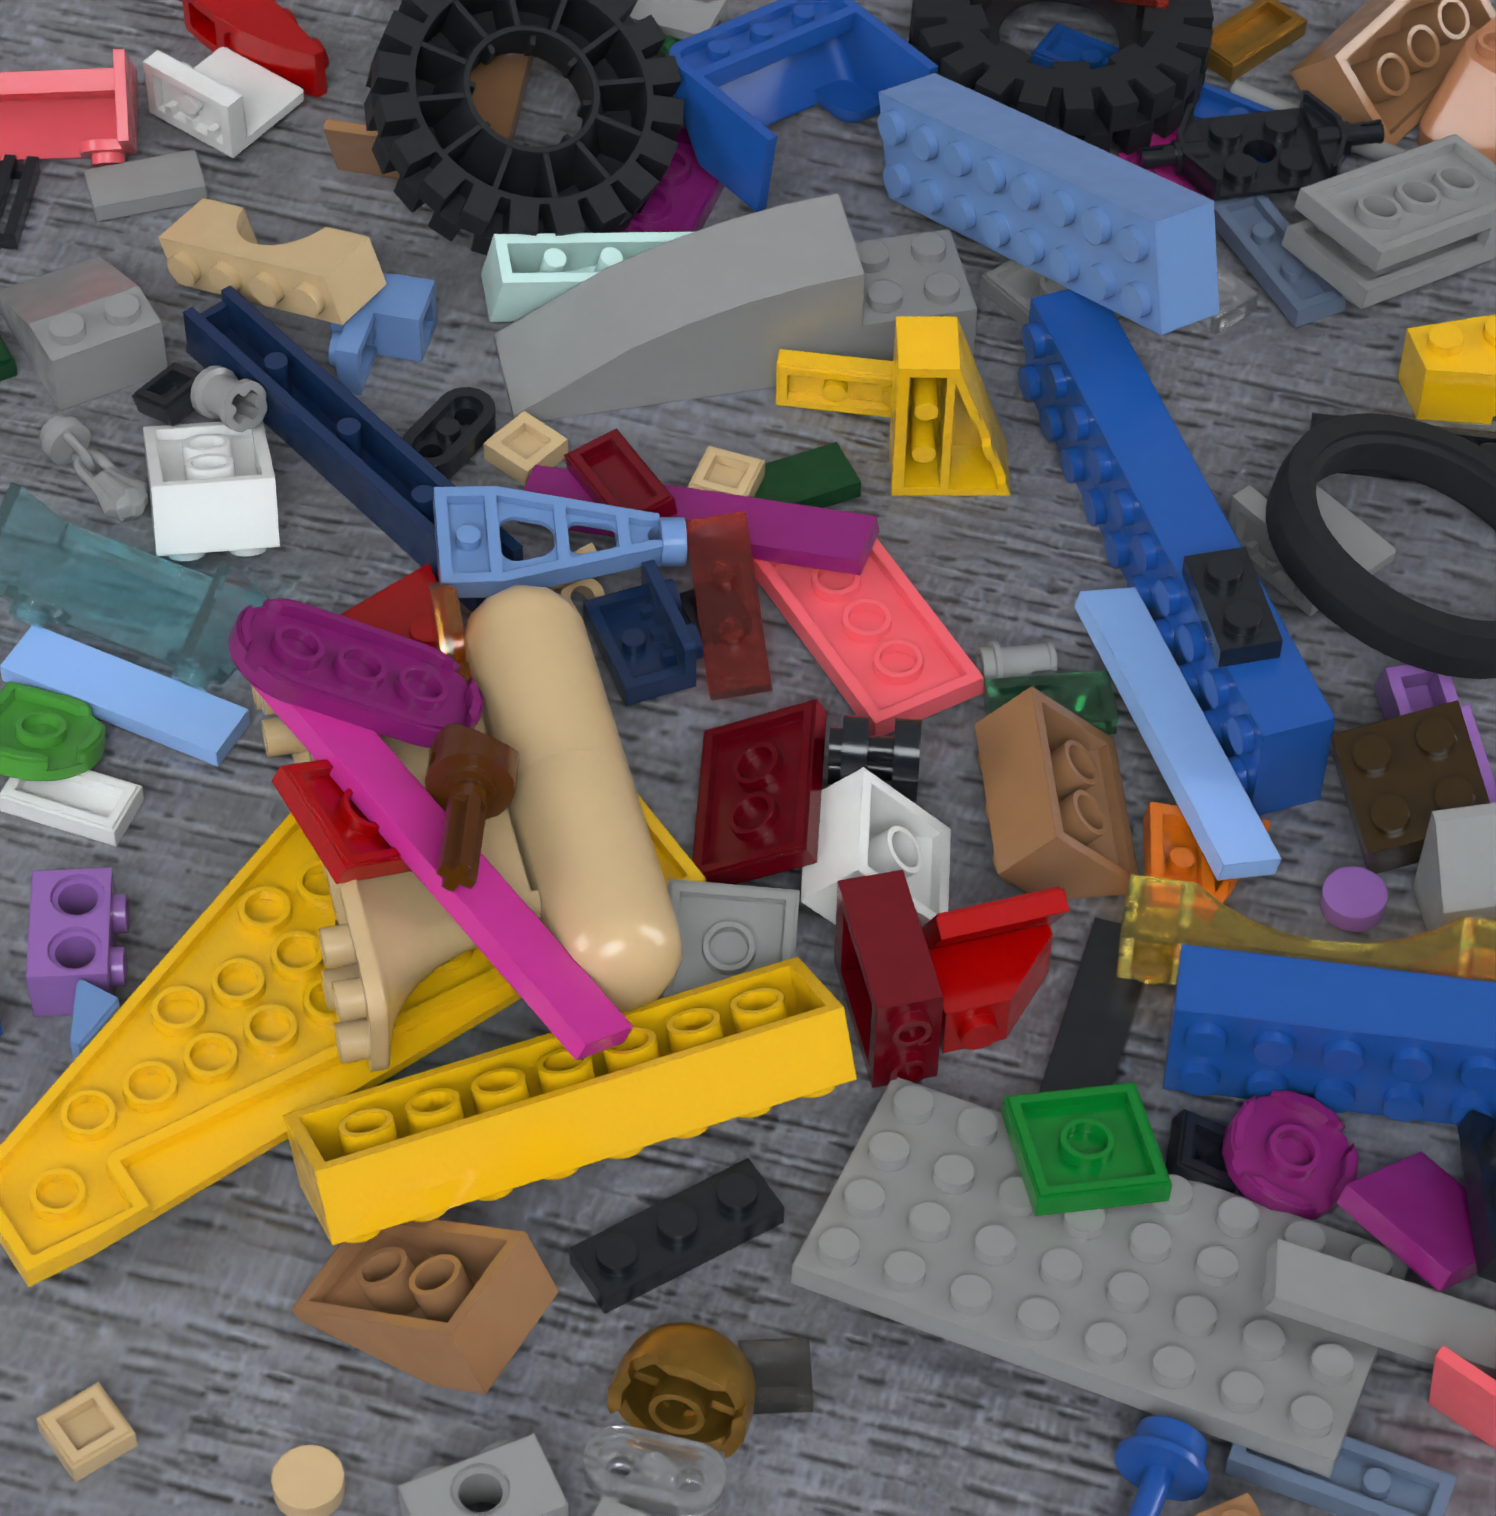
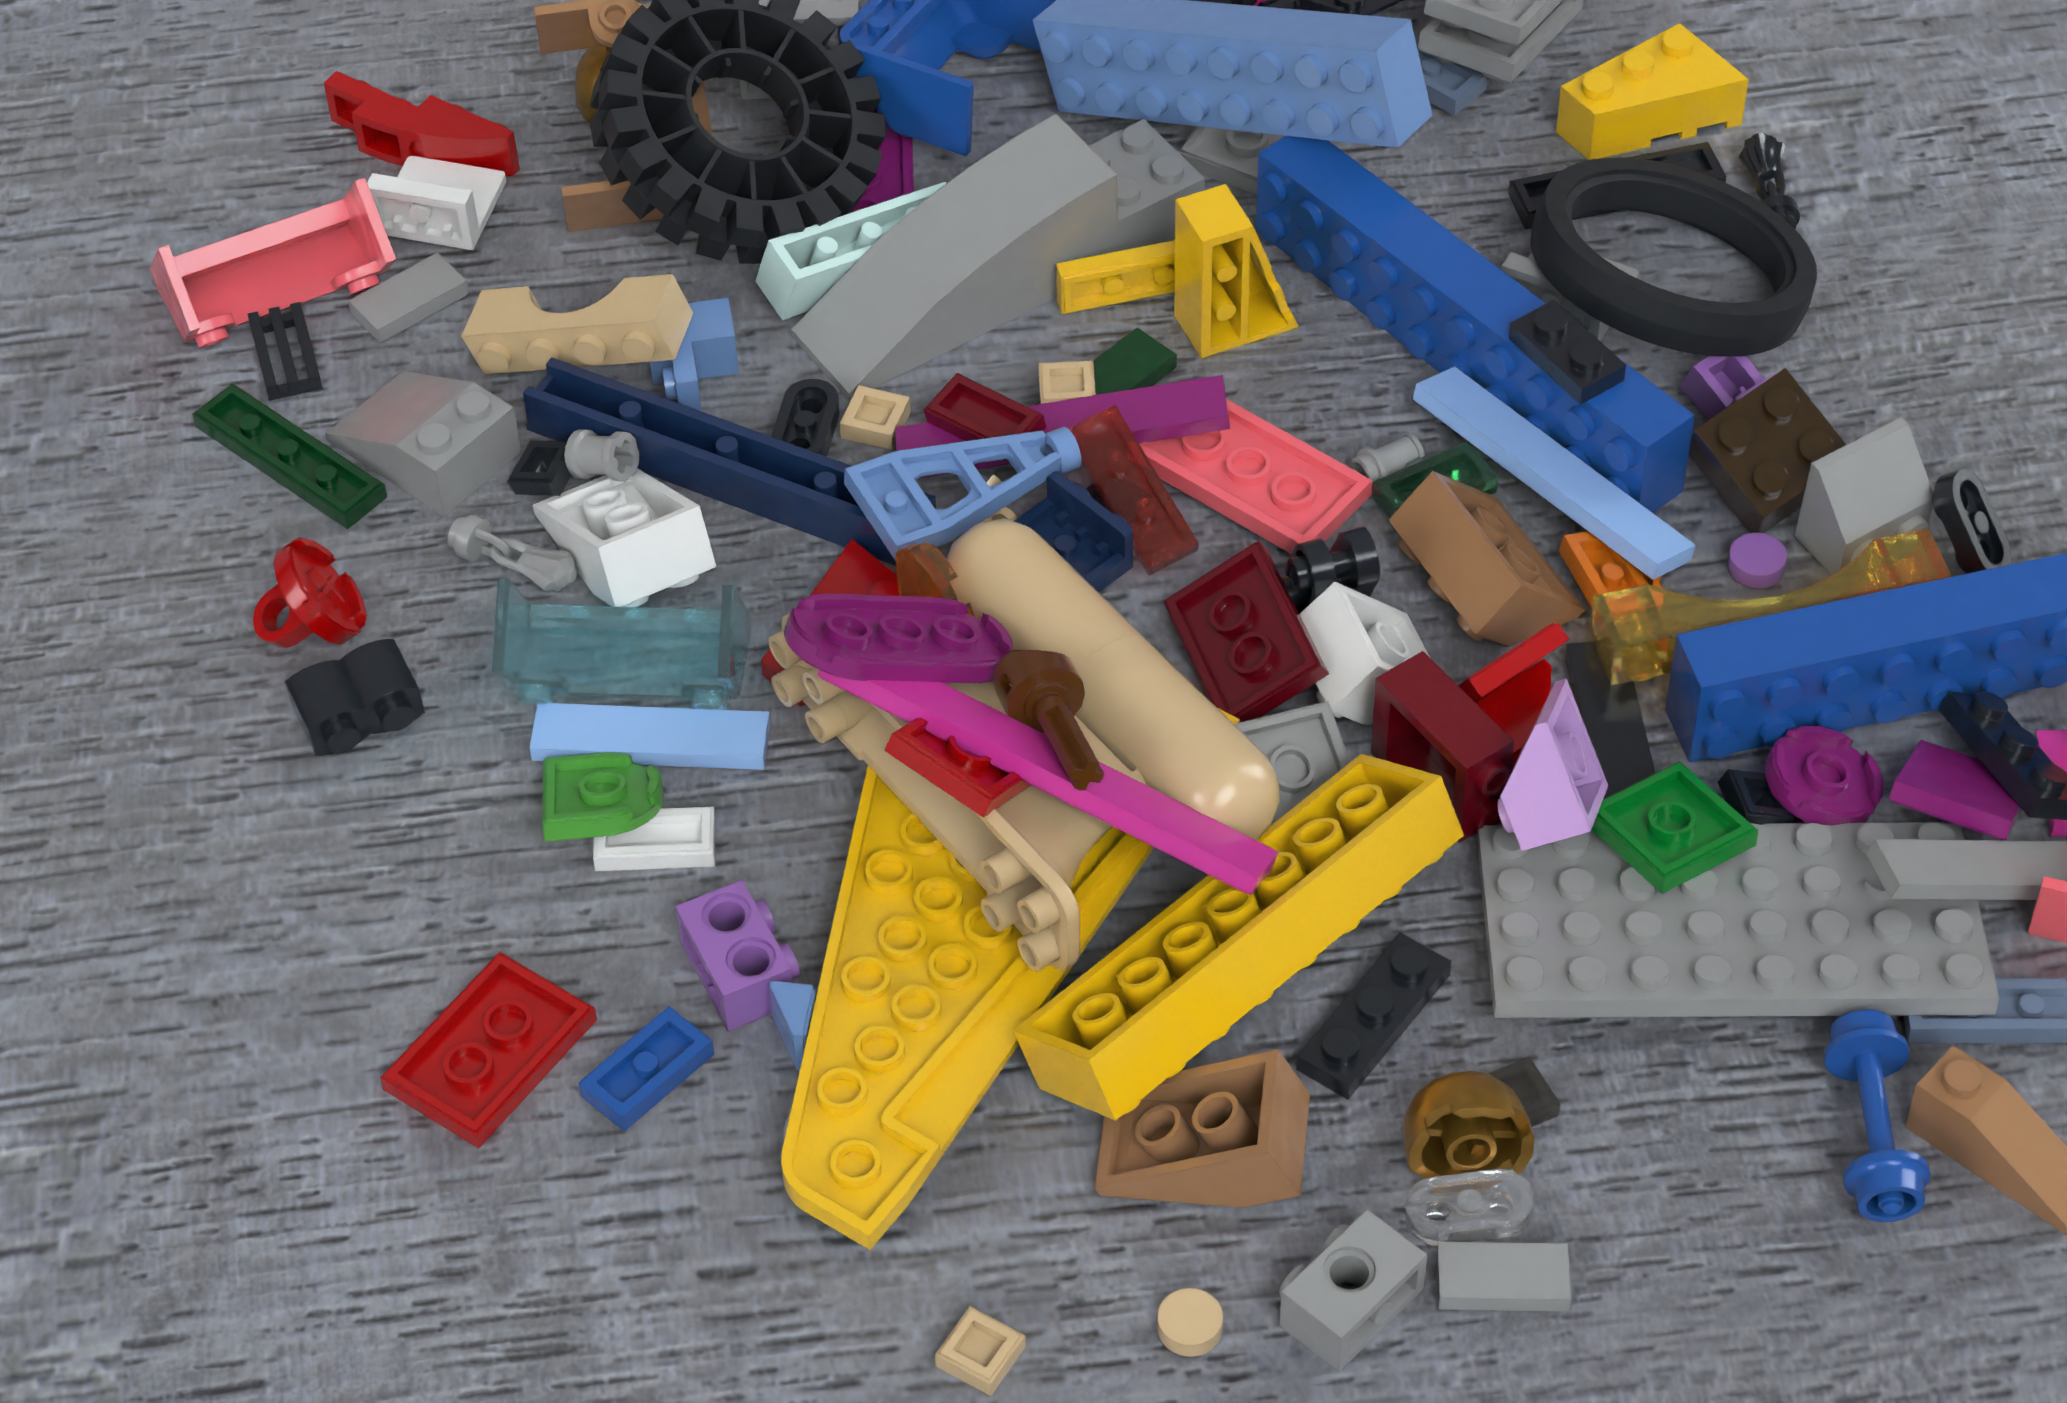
camera: 20 degrees left, 0 degrees up
(974, 1045) = (1555, 778): none -> lavender slope

